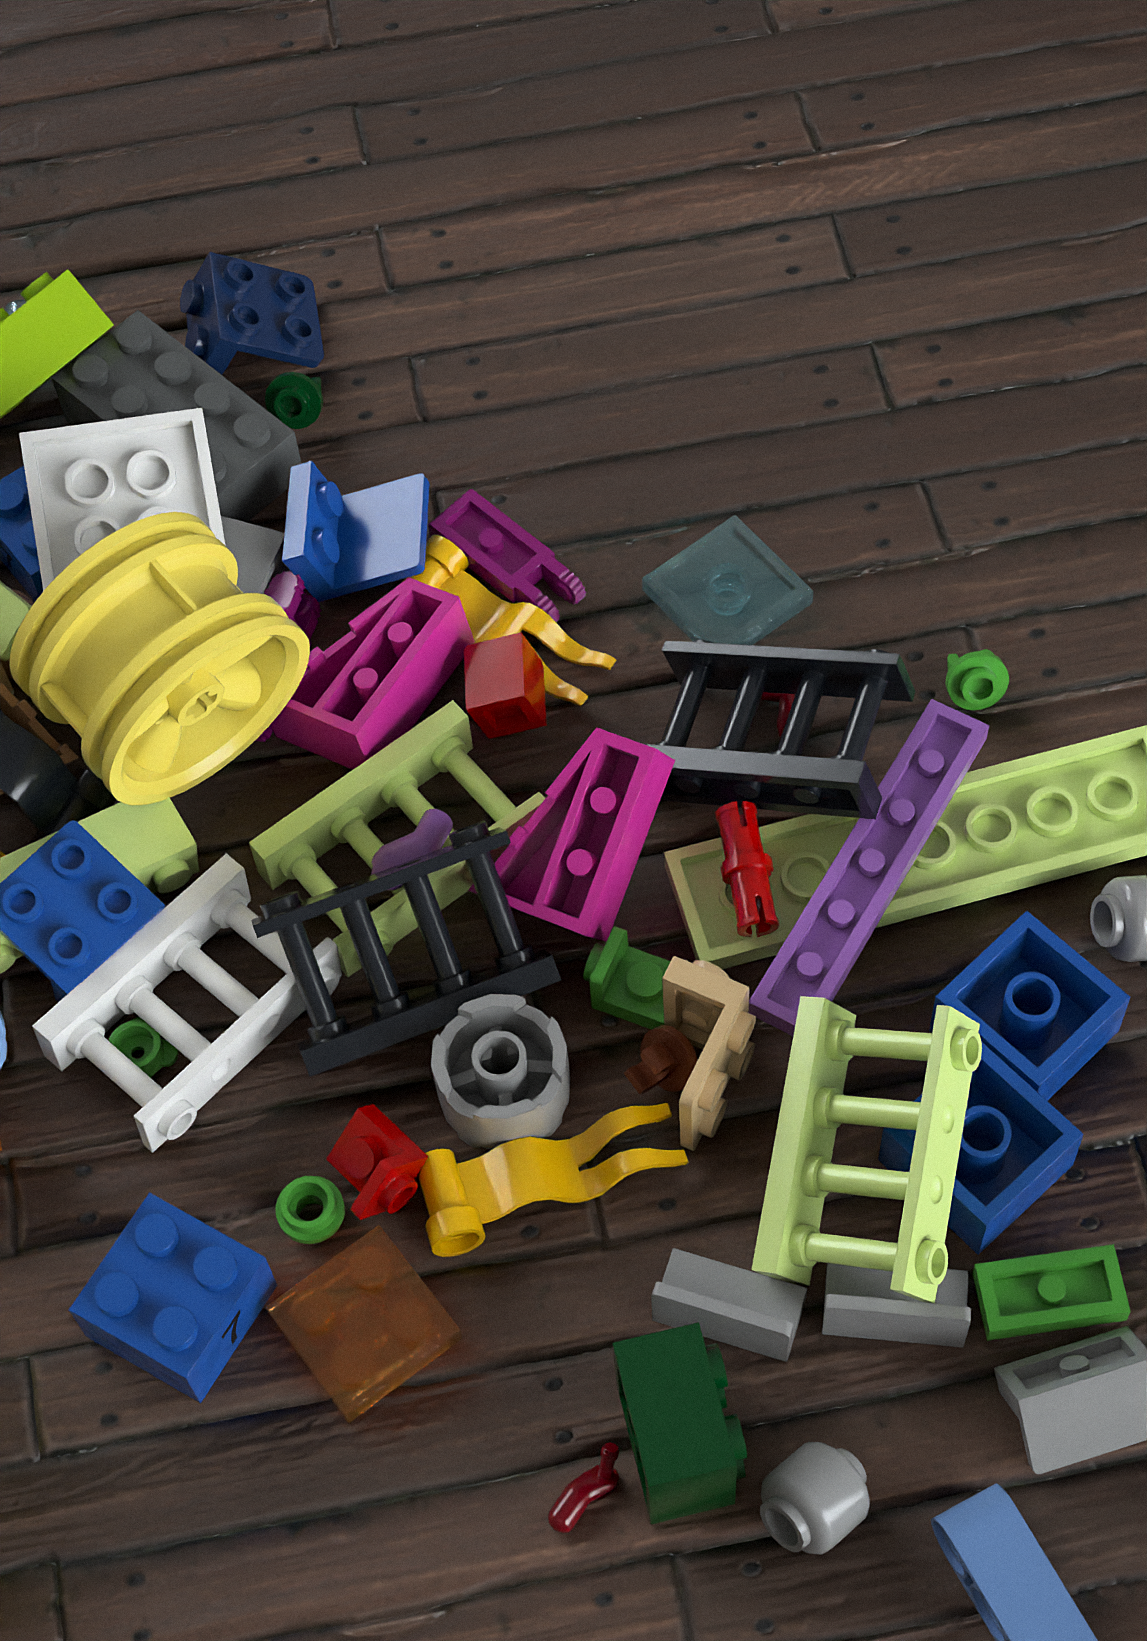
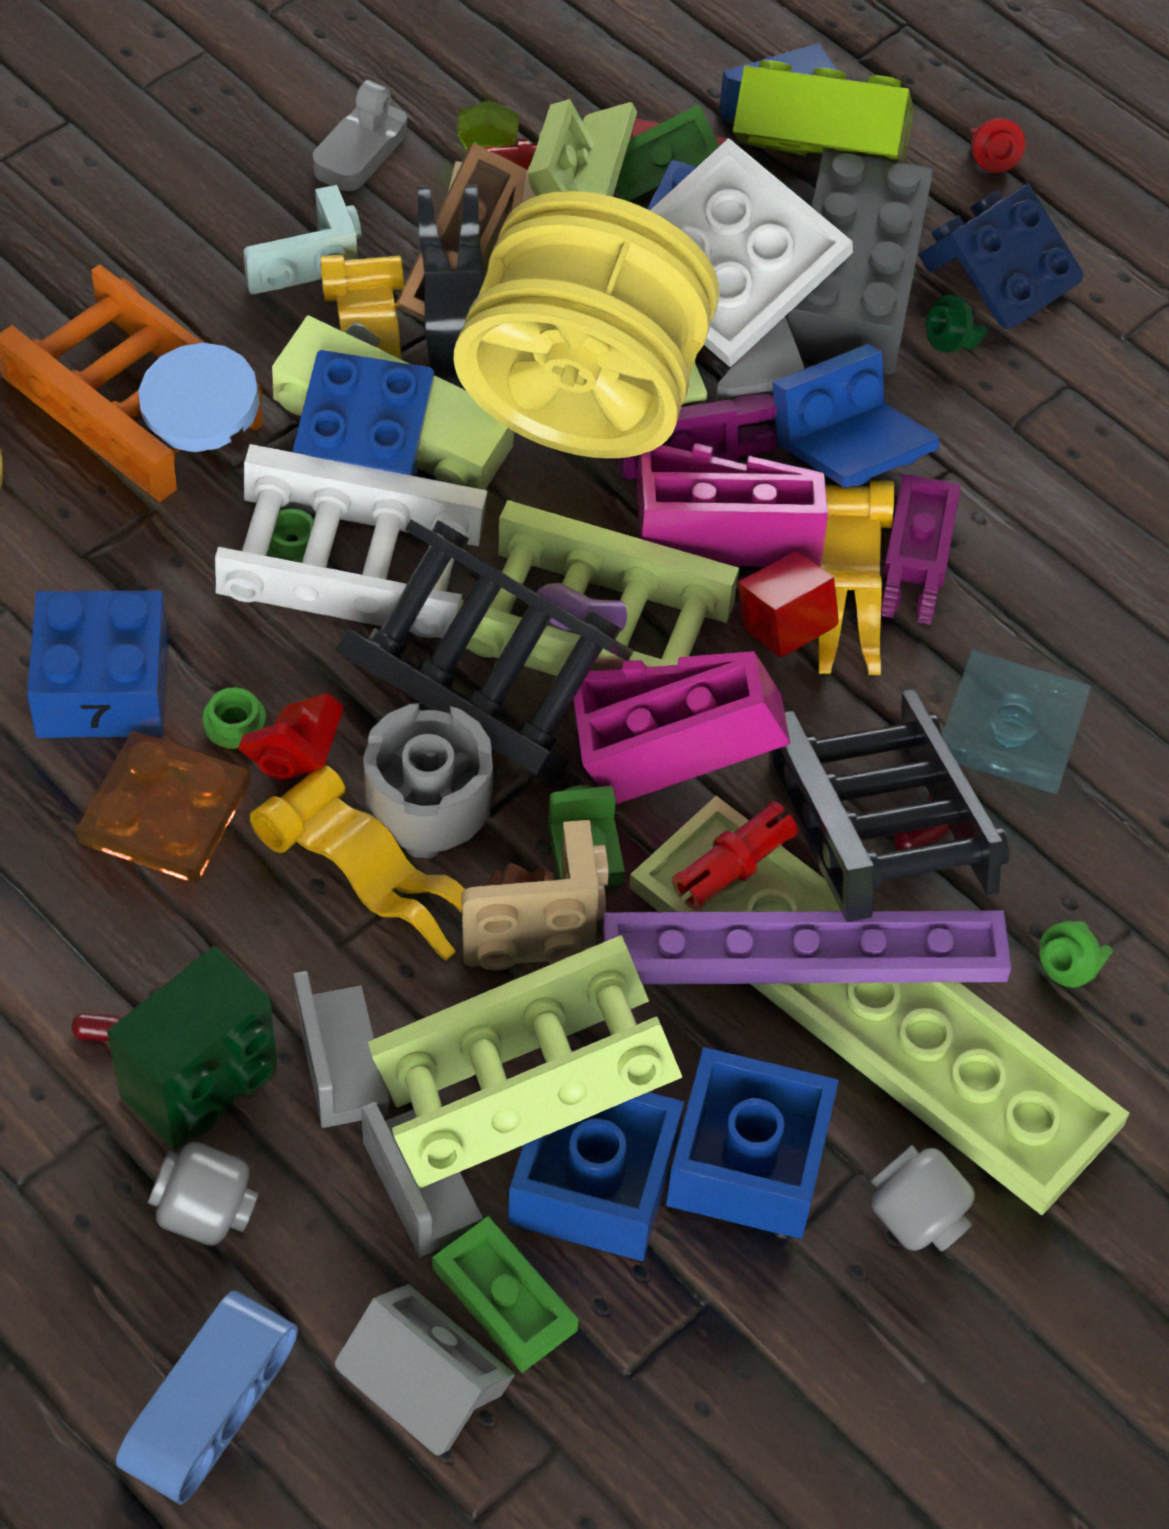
camera: 50 degrees right, 5 degrees down
(127, 255) = (997, 145): none -> red plate

